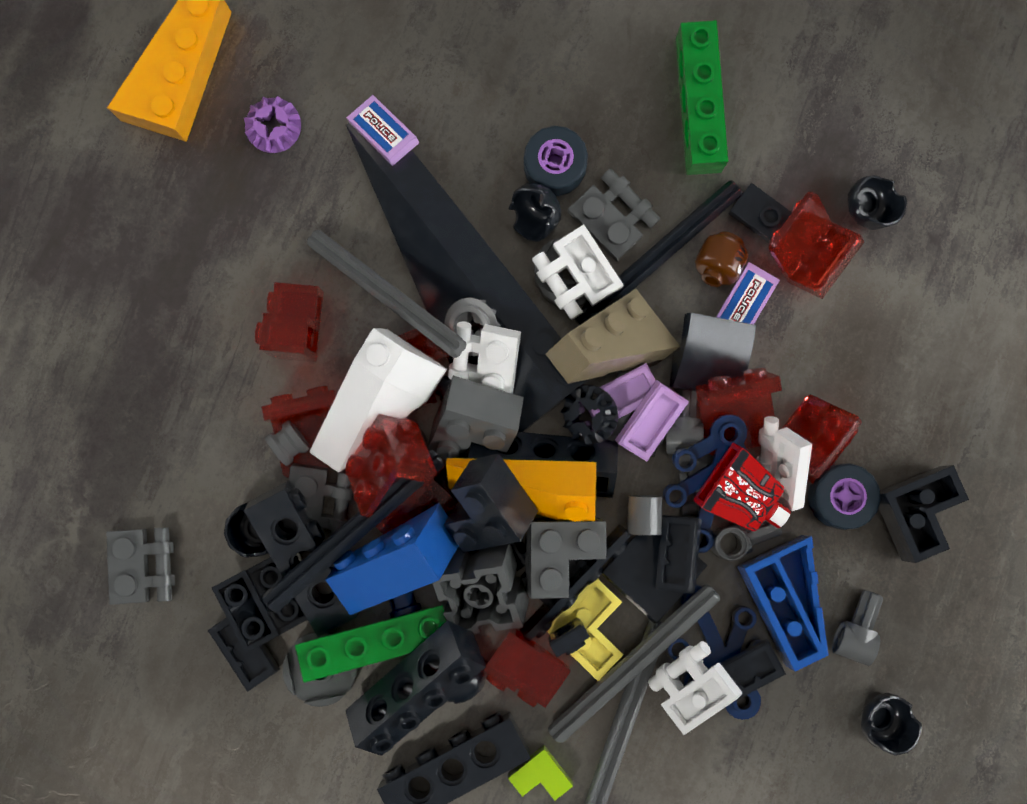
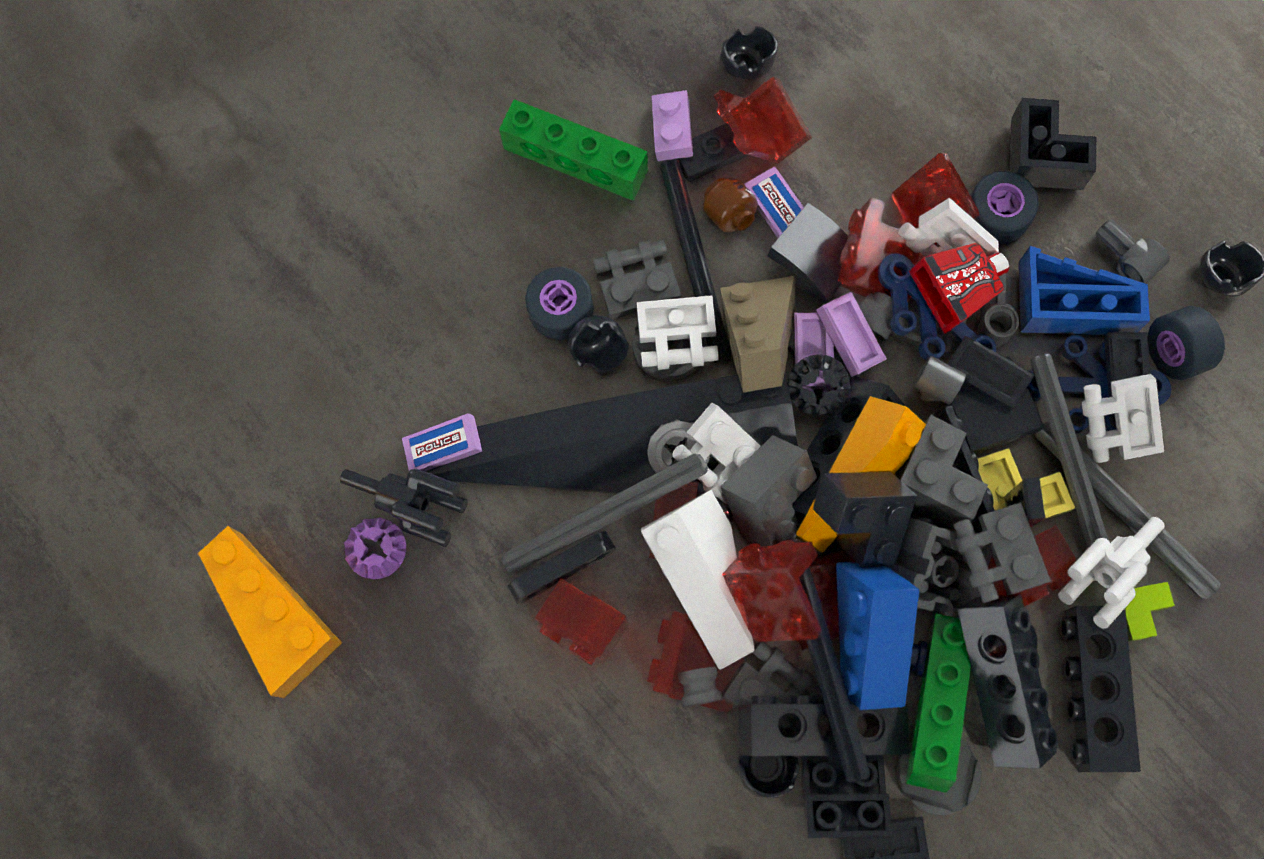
camera: 60 degrees left, 10 degrees down
(322, 129) = (410, 499): none -> black plant
(332, 282) = (561, 566): none -> black beam
(518, 643) = (1012, 548): none -> dark grey plate
(555, 737) = (1115, 567): none -> white plant
(770, 171) = (672, 125): none -> lavender plate
(797, 712) = (1186, 342): none -> black wheel

